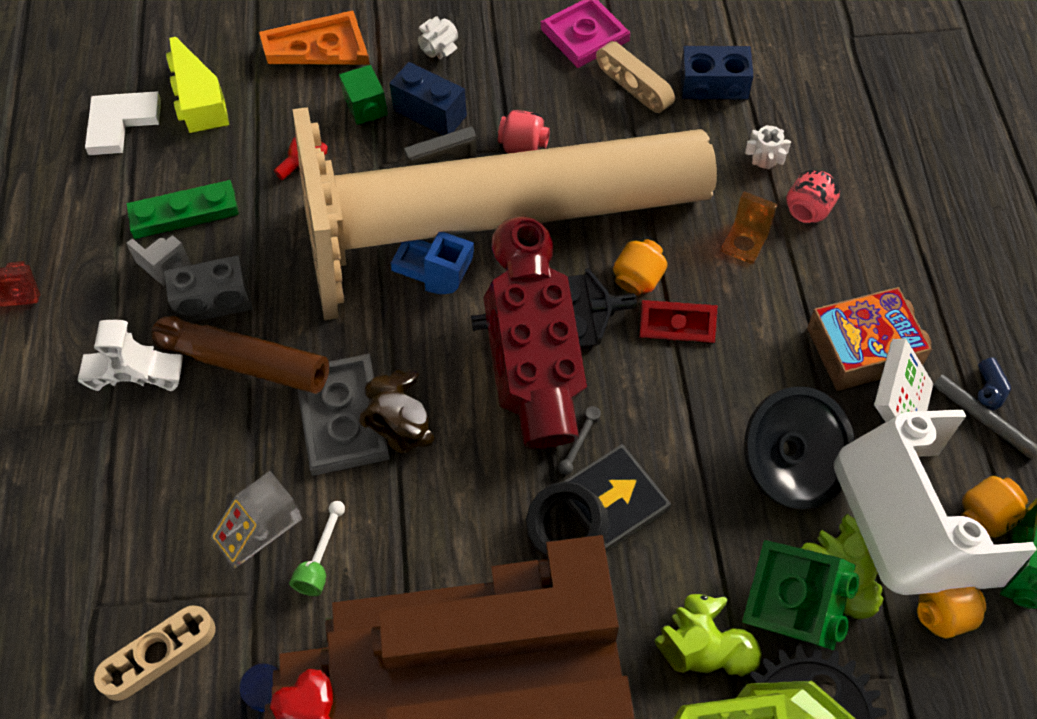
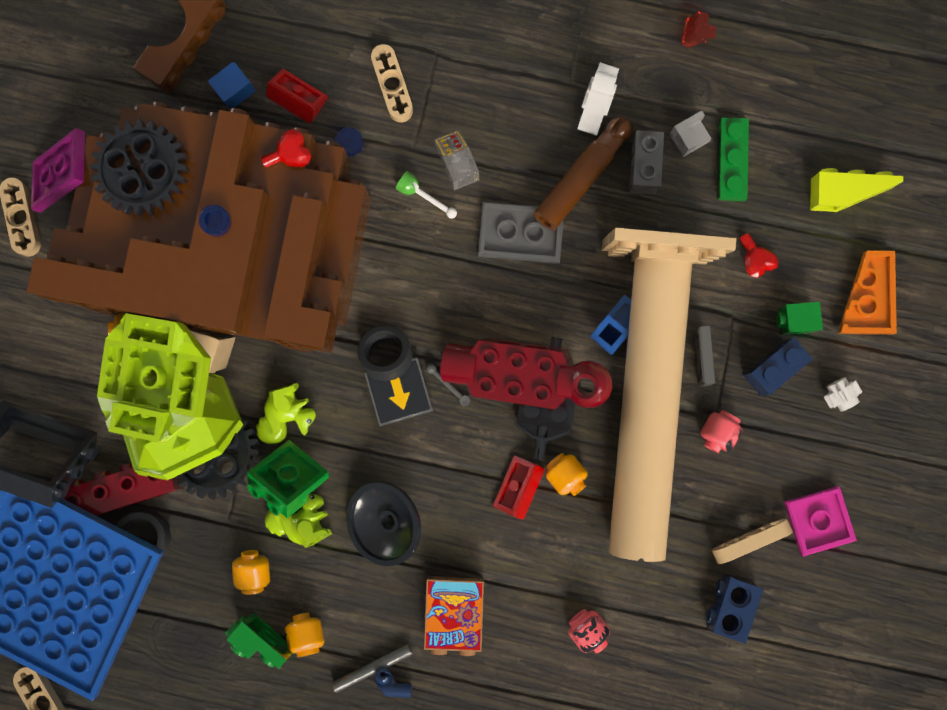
camera: 110 degrees right, 25 degrees up
(113, 113) = (844, 121): white tile -> none
(396, 413) = (502, 265): dark brown animal -> none
(752, 221) = (581, 576): clear orange bracket -> none
(768, 147) = (637, 615): white gear -> none
(903, 382) = (398, 613): white tile -> none
(903, 519) = (316, 562): white windscreen -> none

